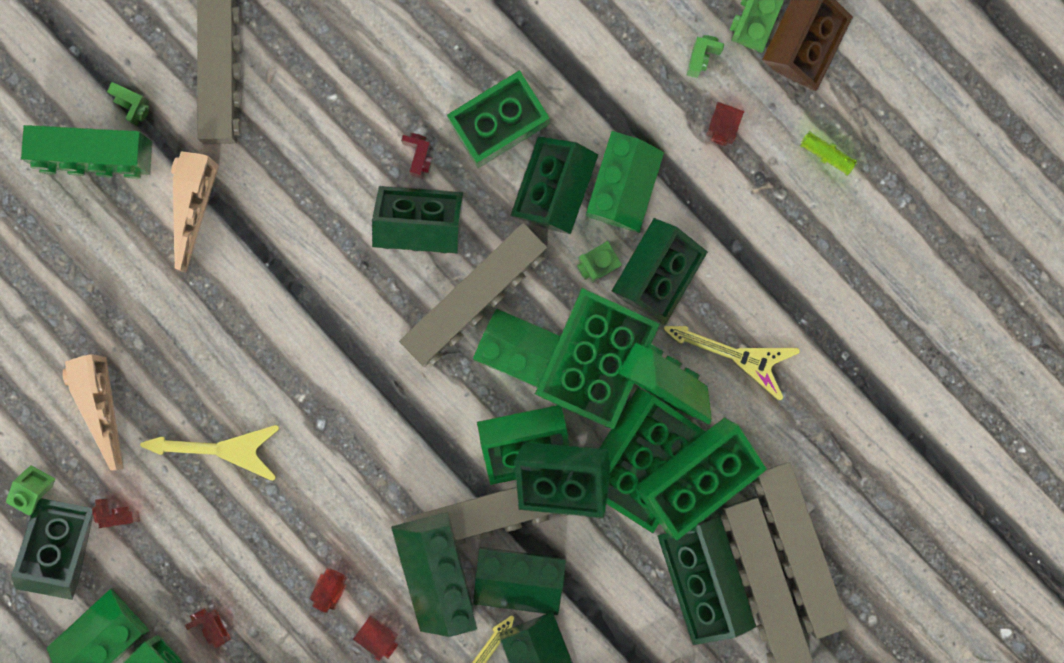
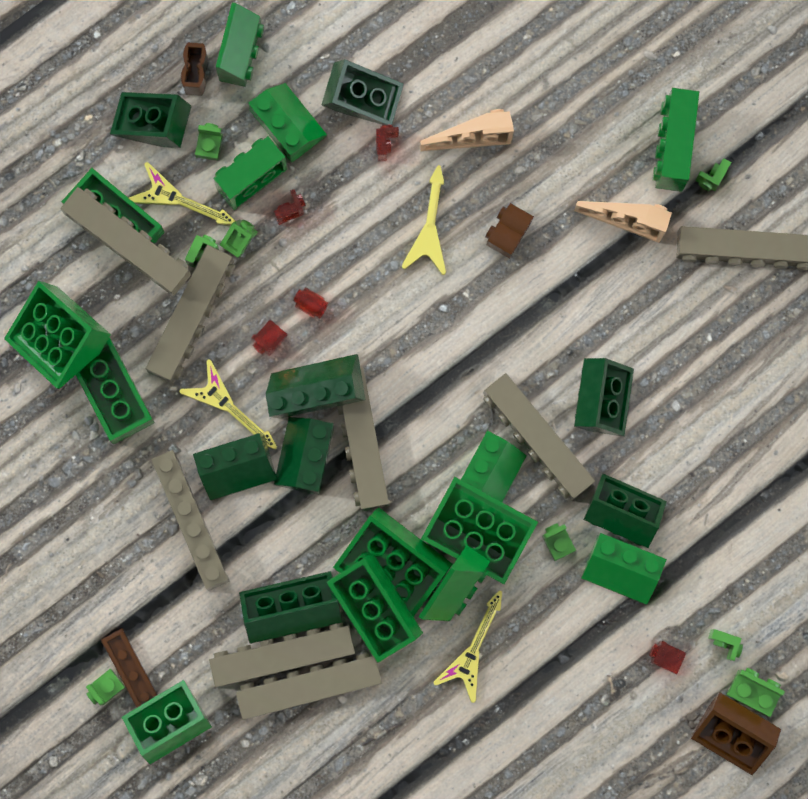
camera: 90 degrees right, 5 degrees down
(28, 489) = (410, 77): bright green bracket -> none
(217, 350) = (509, 230): none -> reddish brown brick
(422, 161) = (651, 403): dark red bracket -> none
(498, 119) = (682, 468): green brick -> none
(504, 436) = (413, 468): green slope -> none
(562, 479) = (384, 493): dark green slope -> none
(659, 270) = (548, 591): dark green slope -> none
(828, 153) = (637, 742): clear neon green pin -> none

